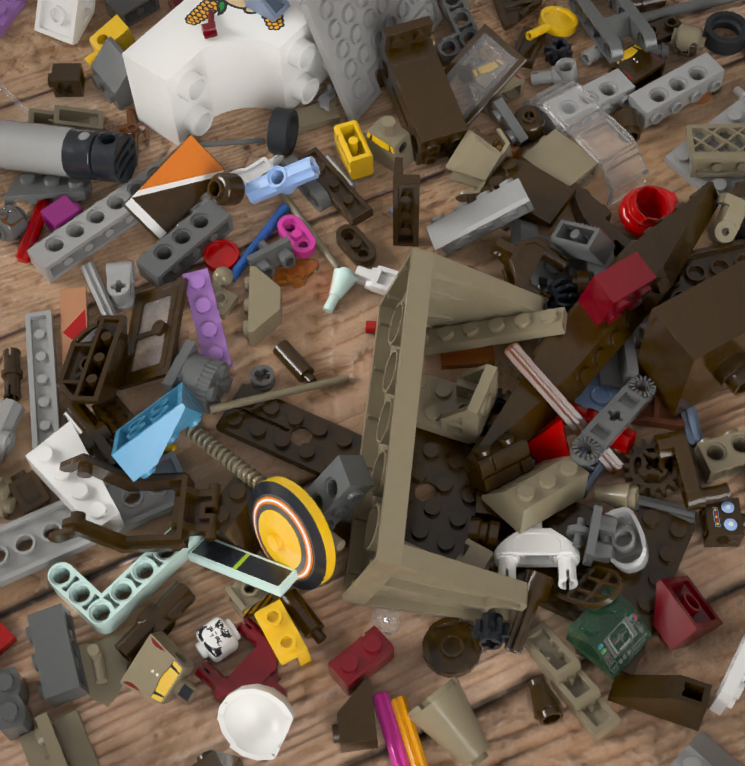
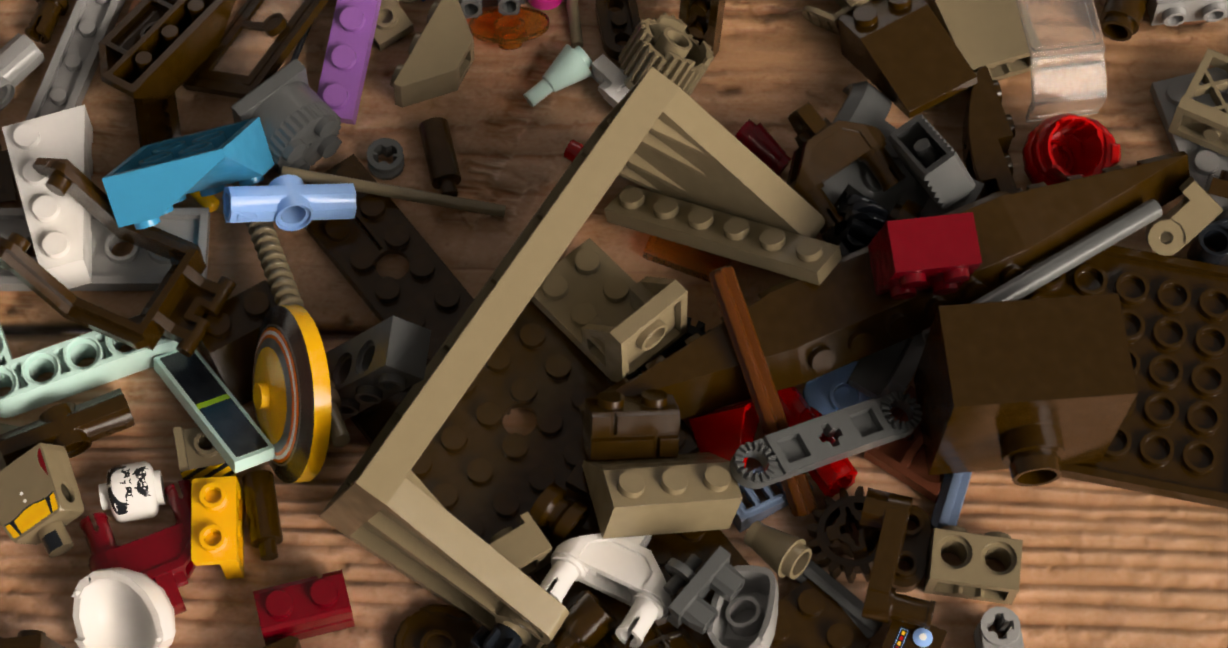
camera: 20 degrees right, 5 degrees up
(93, 434) = (114, 132): dark brown piece -> none
(225, 424) = (289, 202): none -> light blue piece
(386, 620) = (369, 572): clear tile -> none
(392, 249) = (667, 49): none -> dark tan brick
(479, 217) = (808, 58): light grey slope -> none
(682, 267) = (1072, 255): none -> dark grey piece

